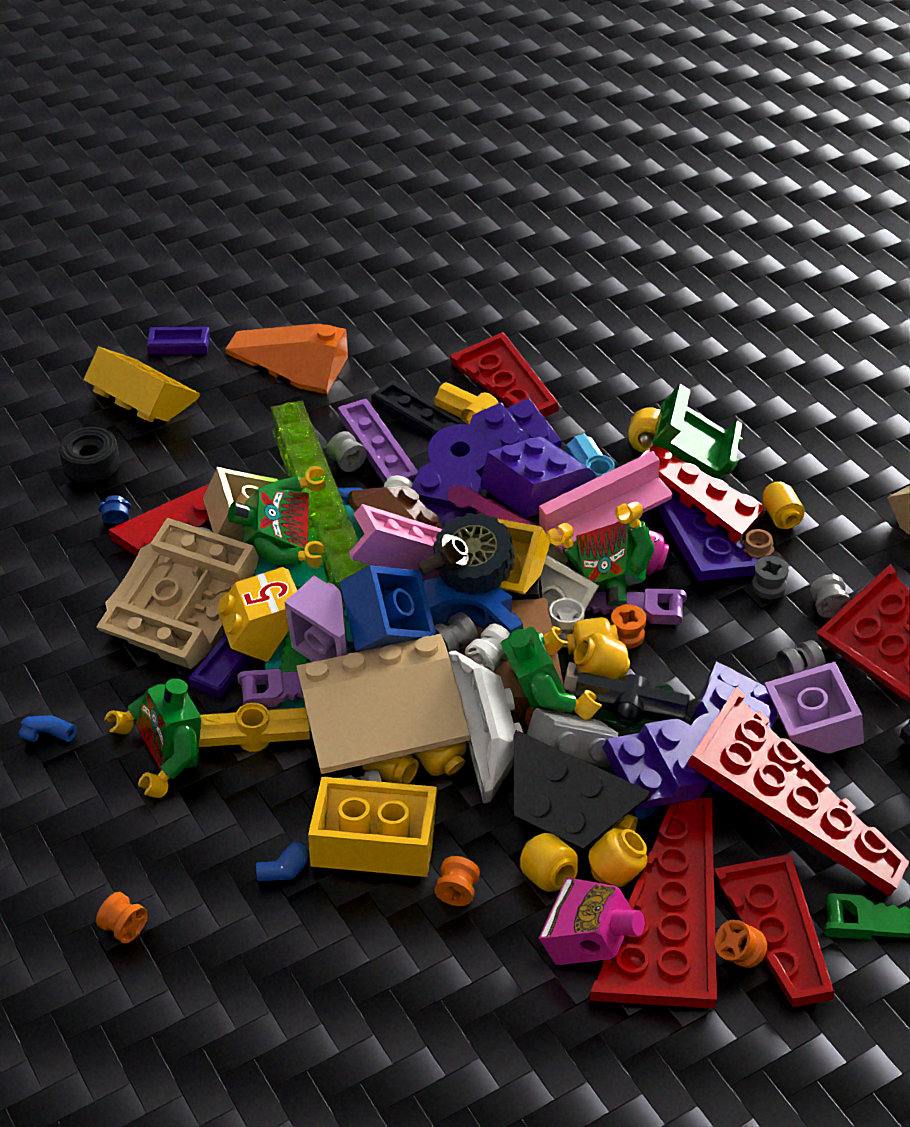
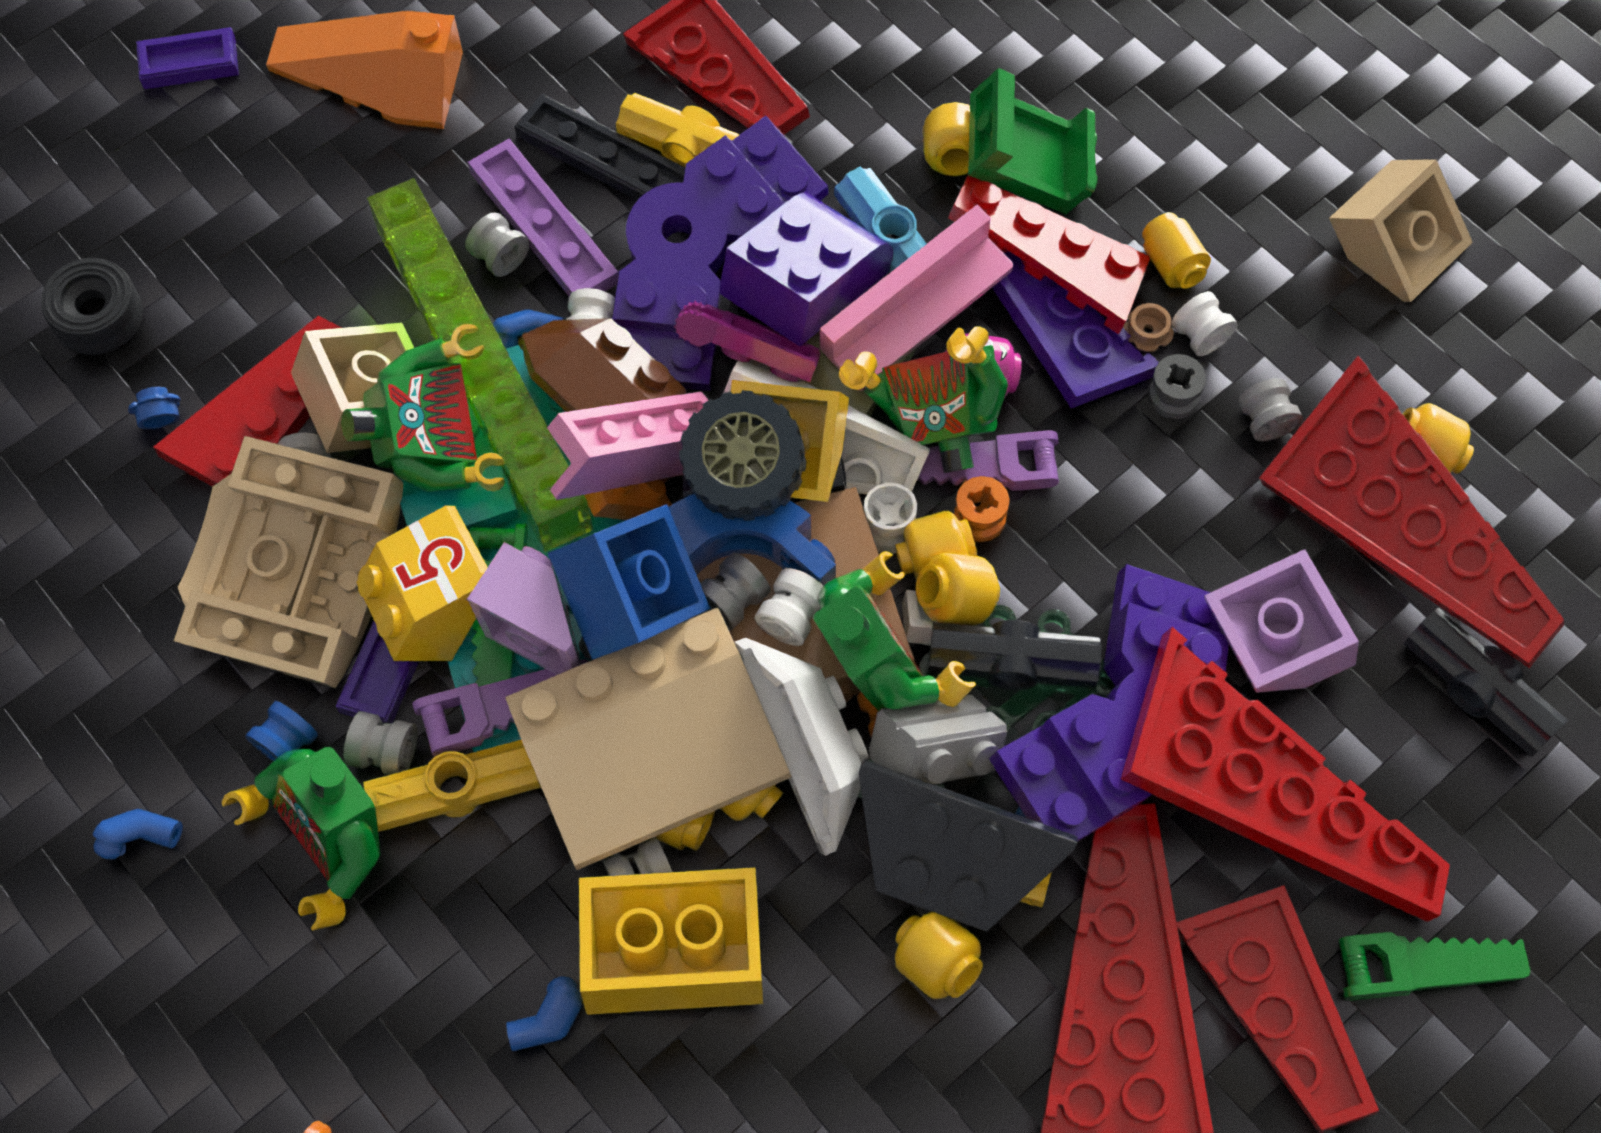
camera: 10 degrees left, 20 degrees up
(138, 386) = (143, 161): yellow slope -> none
(153, 676) = (281, 732): none -> blue wheel
(211, 698) = (380, 744): none -> light grey wheel
(452, 553) = (712, 472): dark brown plate -> none
(457, 881) = (809, 1009): orange wheel -> none
(589, 923) = (1017, 1058): dark pink torso -> none
(618, 857) = (1038, 935): yellow head -> none
(730, 942) = (1222, 1057): orange wheel -> none
(794, 545) = (1204, 323): none -> white wheel
(805, 657) = (1241, 539): flat silver wheel -> none

